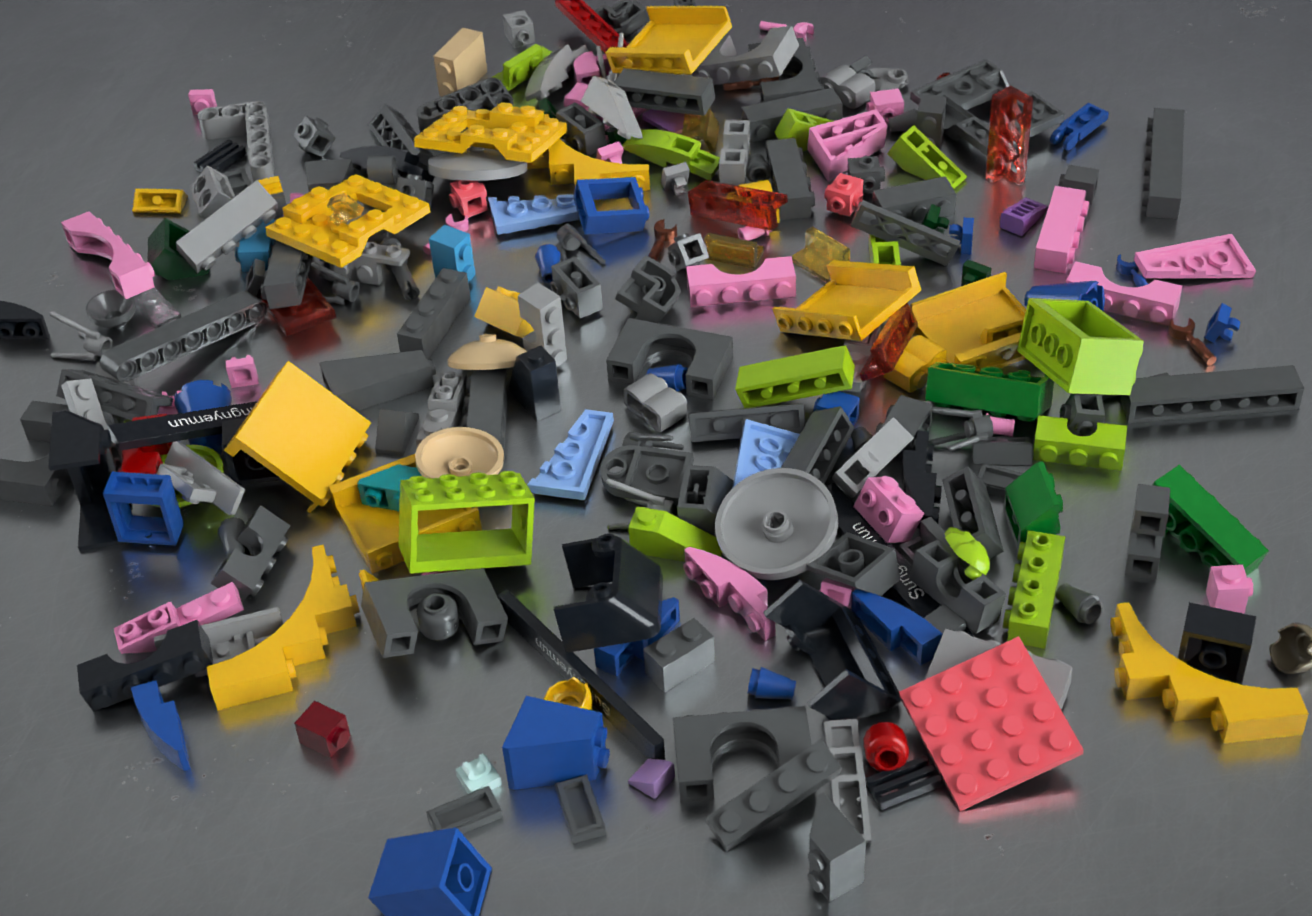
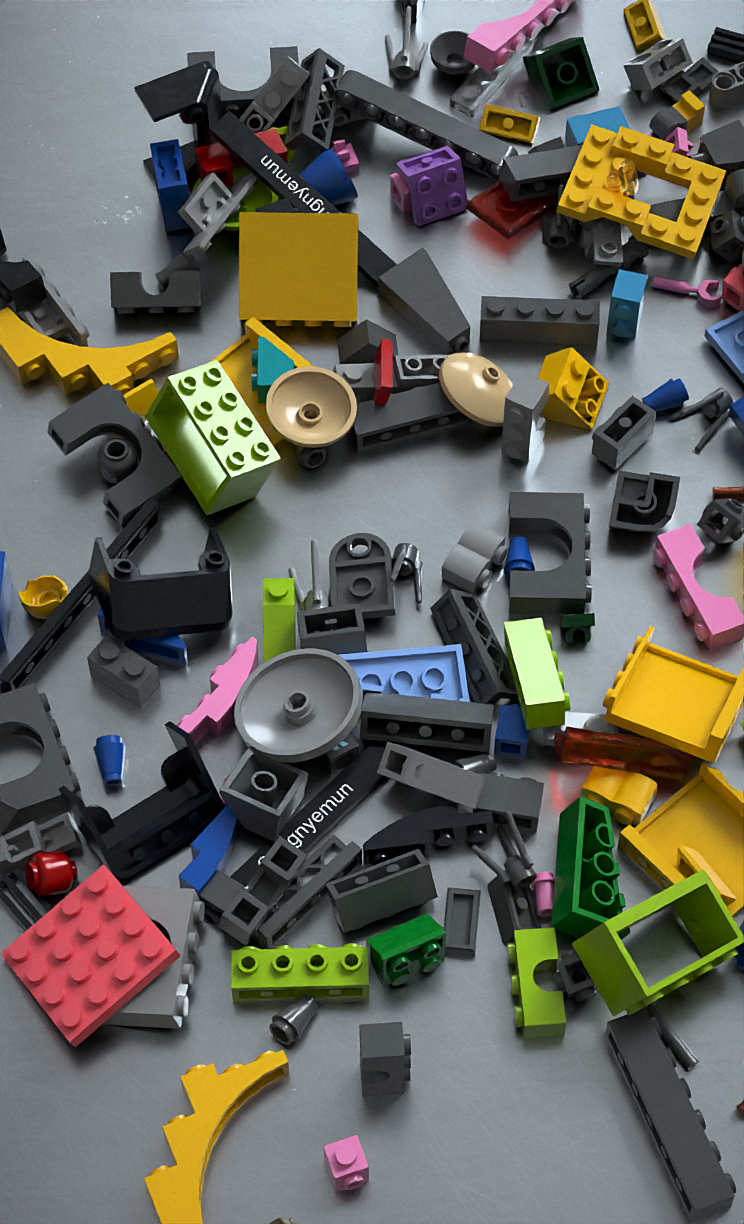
camera: 70 degrees right, 15 degrees up
(139, 633) = (64, 268): bright pink slope -> none
(209, 293) = (509, 123): none -> yellow slope
(227, 226) = (583, 93): light grey brick -> none
(250, 333) = (434, 184): none -> medium lavender bracket
(448, 403) = (383, 372): none -> red tile
(536, 383) = (450, 441): black slope -> none
(576, 459) = (353, 511): light blue wing -> none
(747, 353) = (577, 622): none -> dark green tile
(888, 509) = (369, 808): bright pink brick -> none
(970, 551) = (300, 886): lime arm -> none
(1207, 526) = (431, 1126): green wedge -> none
(1217, 641) = (247, 1162): black slope -> none

